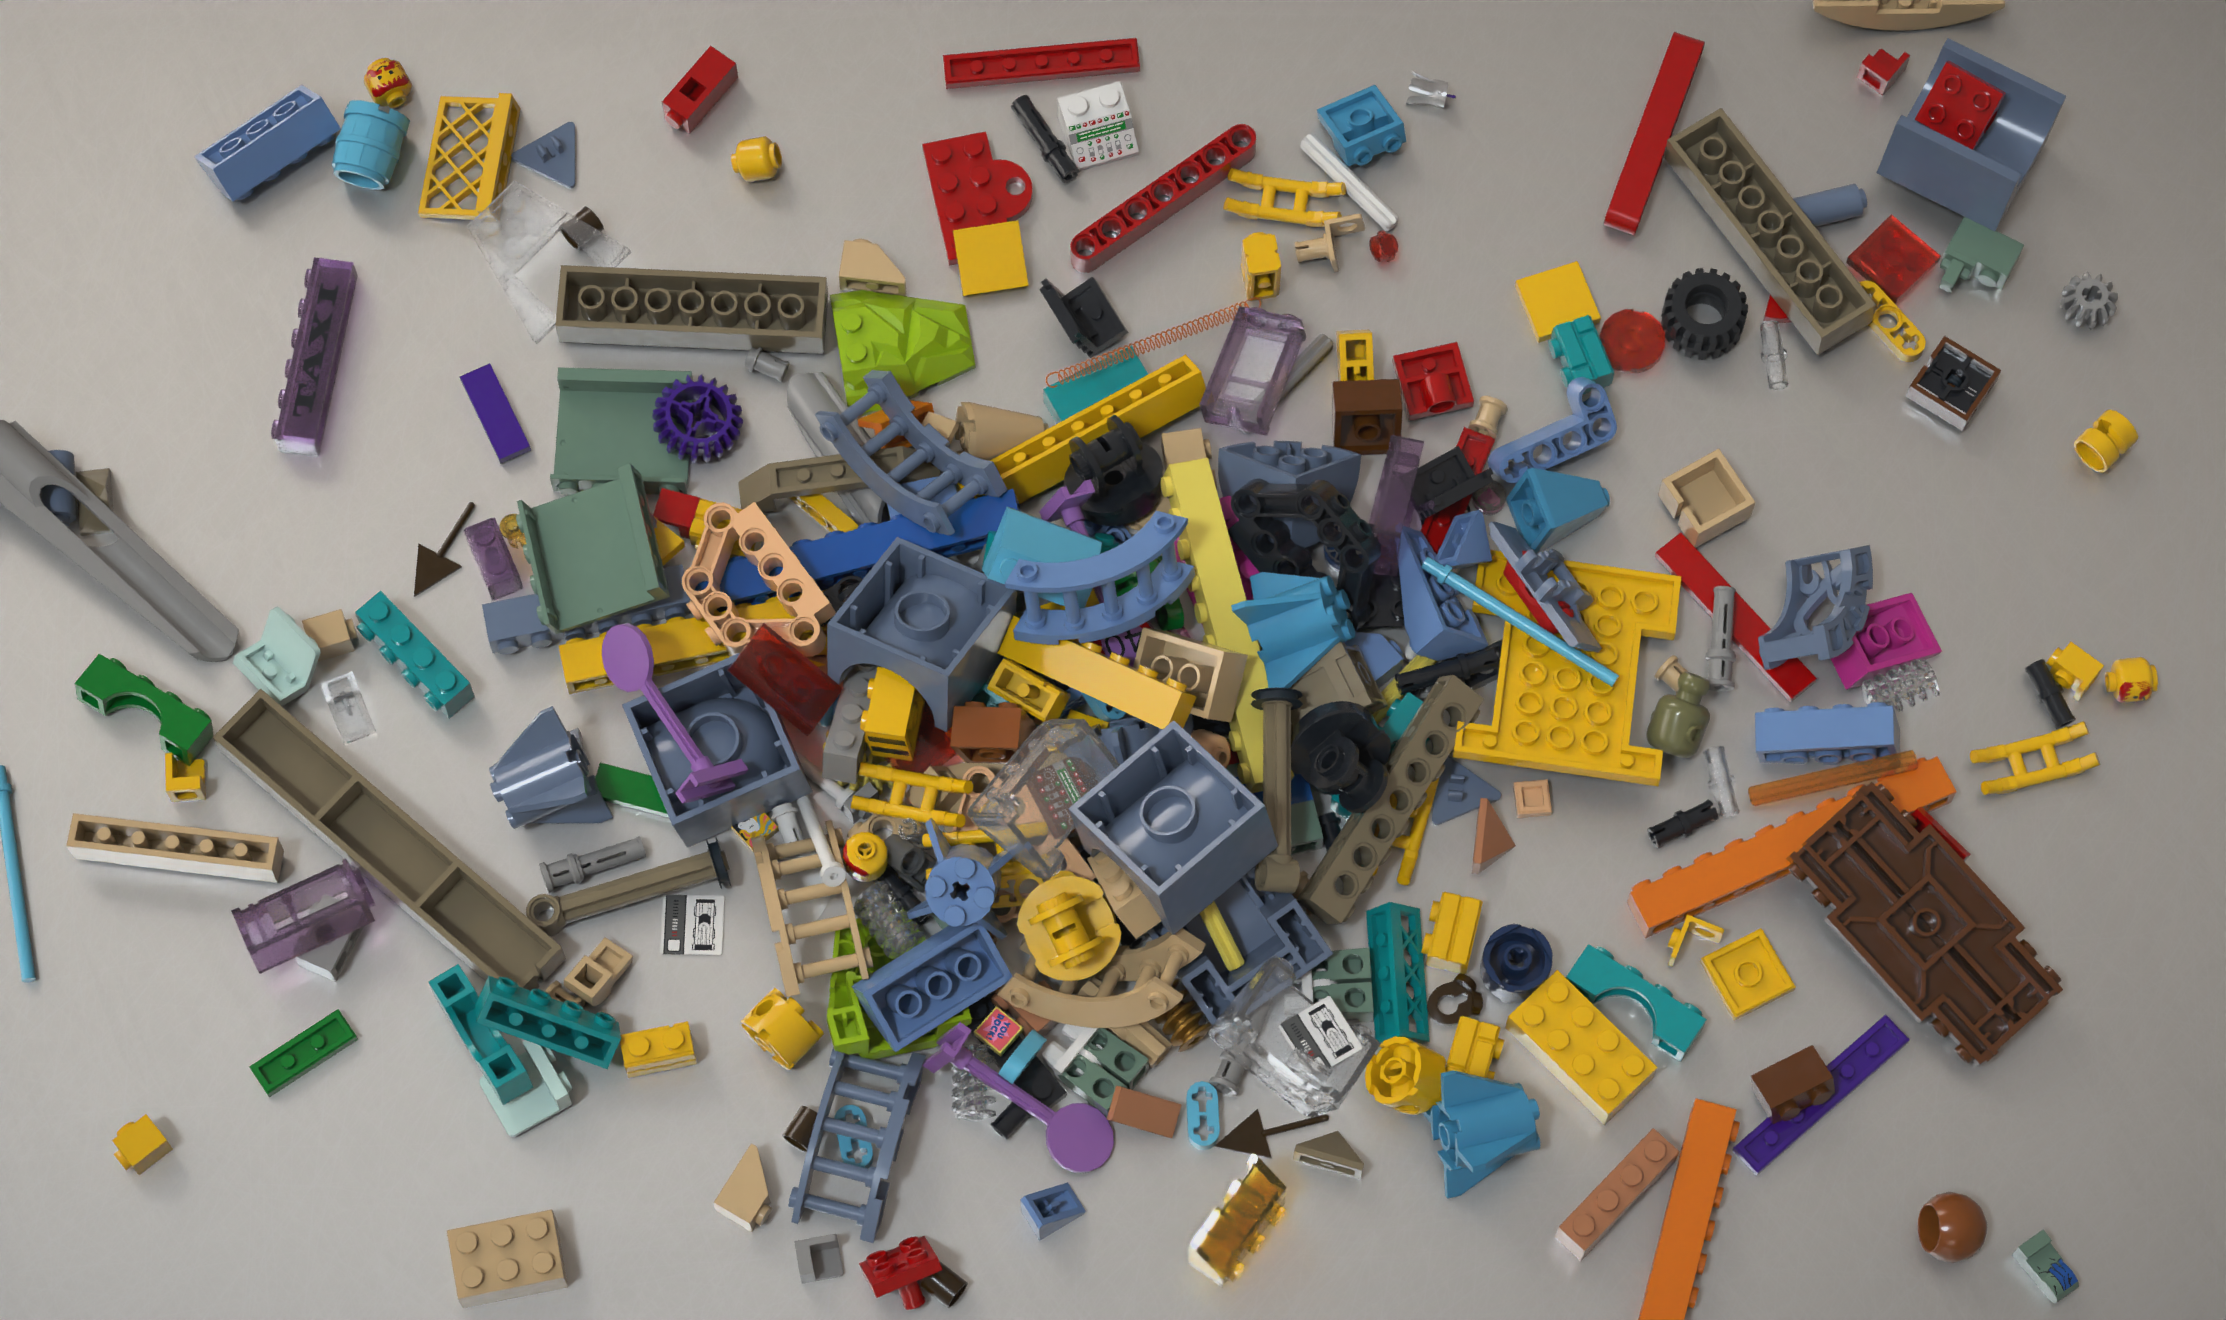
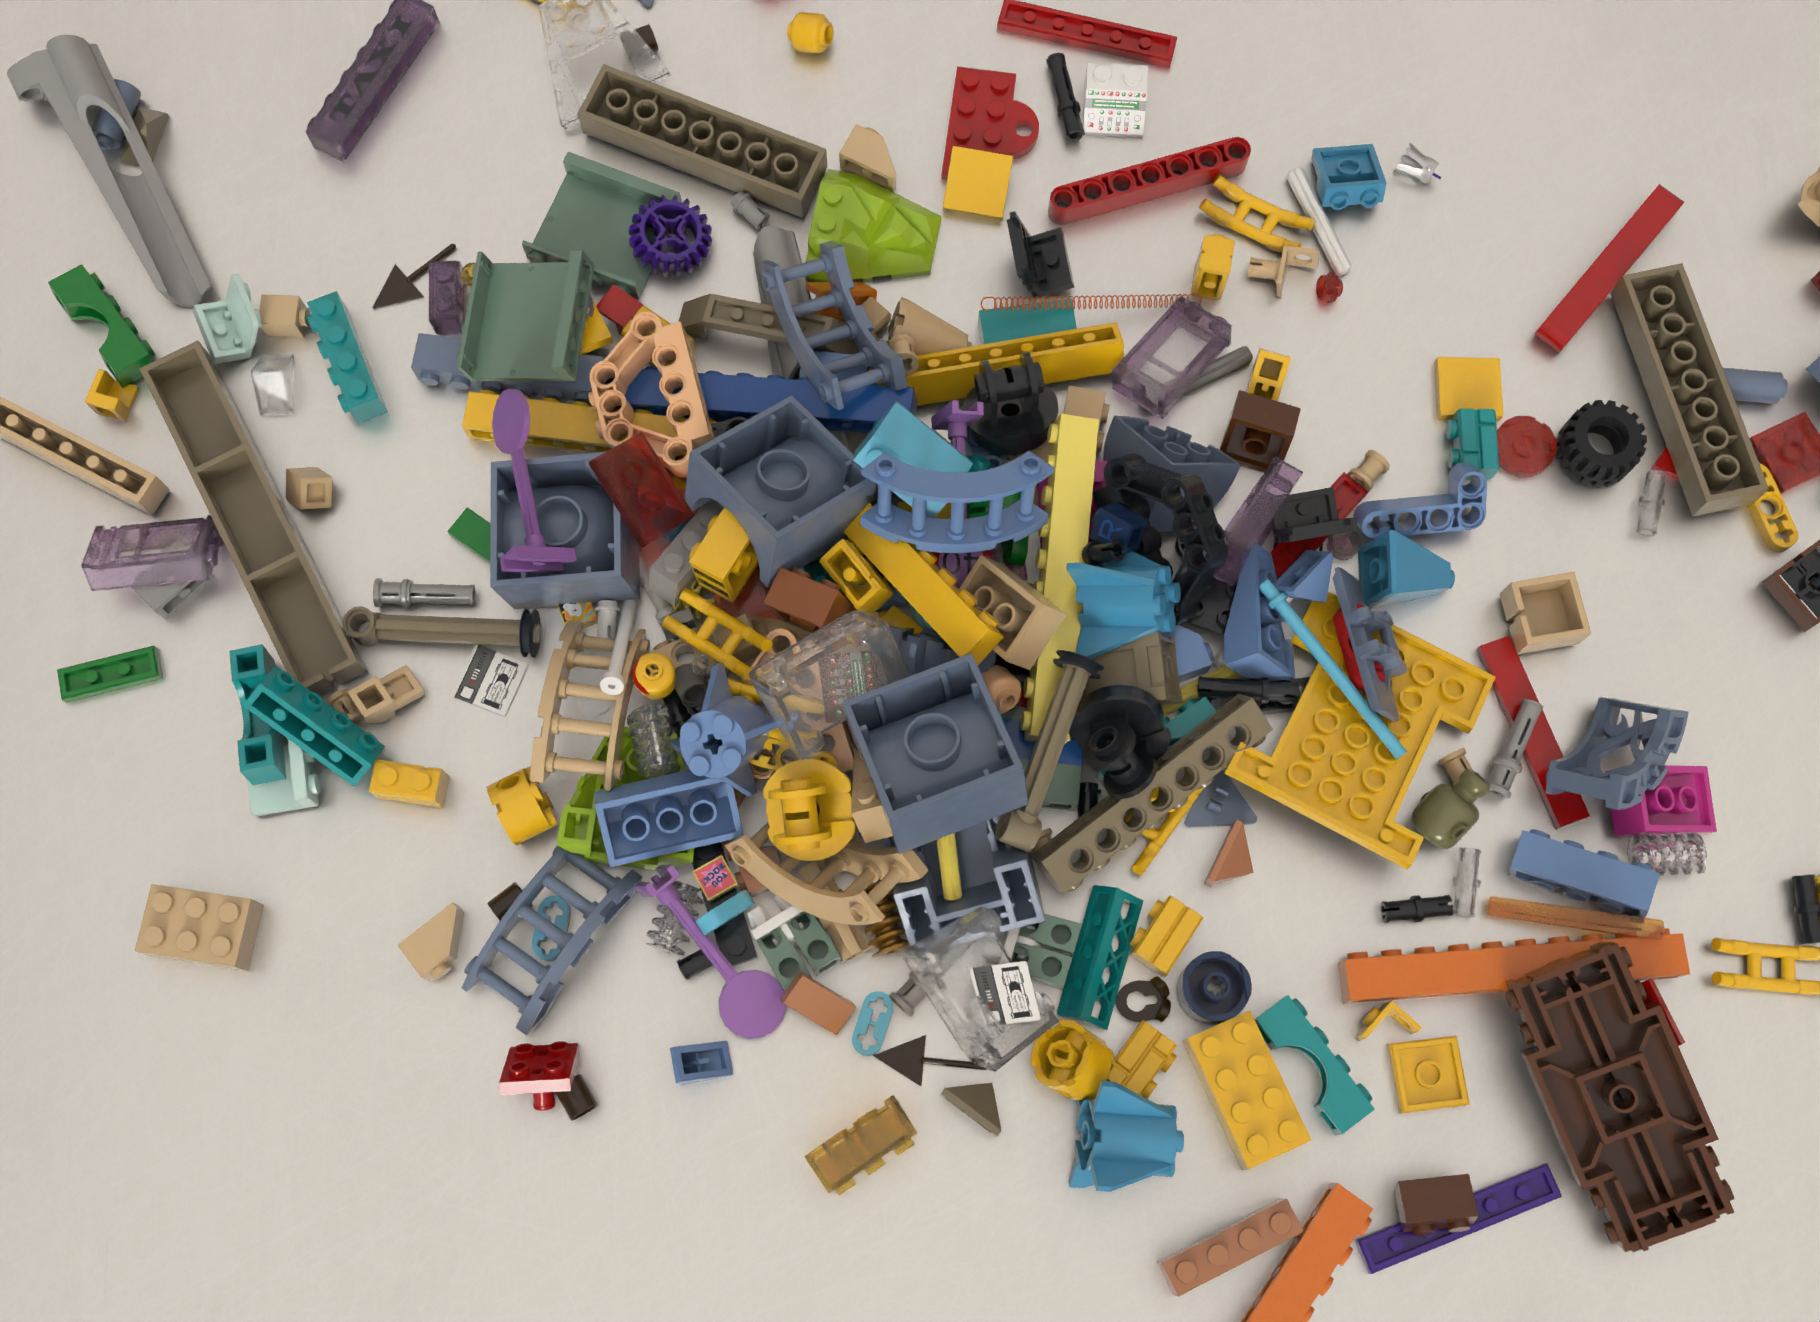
camera: 20 degrees right, 5 degrees up
(430, 799) = (308, 488): none -> tan panel
(495, 413) = (504, 175): dark purple tile -> none
(547, 777) = (410, 503): sand blue brick -> none
(819, 1258) = (473, 1030): light grey panel -> none
(825, 512) = (748, 355): yellow beam -> none
(986, 449) = (906, 347): none -> tan bush
(1255, 587) = (1099, 553): none -> black pin
(1265, 556) = (1118, 523): none -> dark blue brick
(1433, 381) = (1330, 421): red plate -> none
(1532, 798) = (1284, 834): light nougat tile -> none

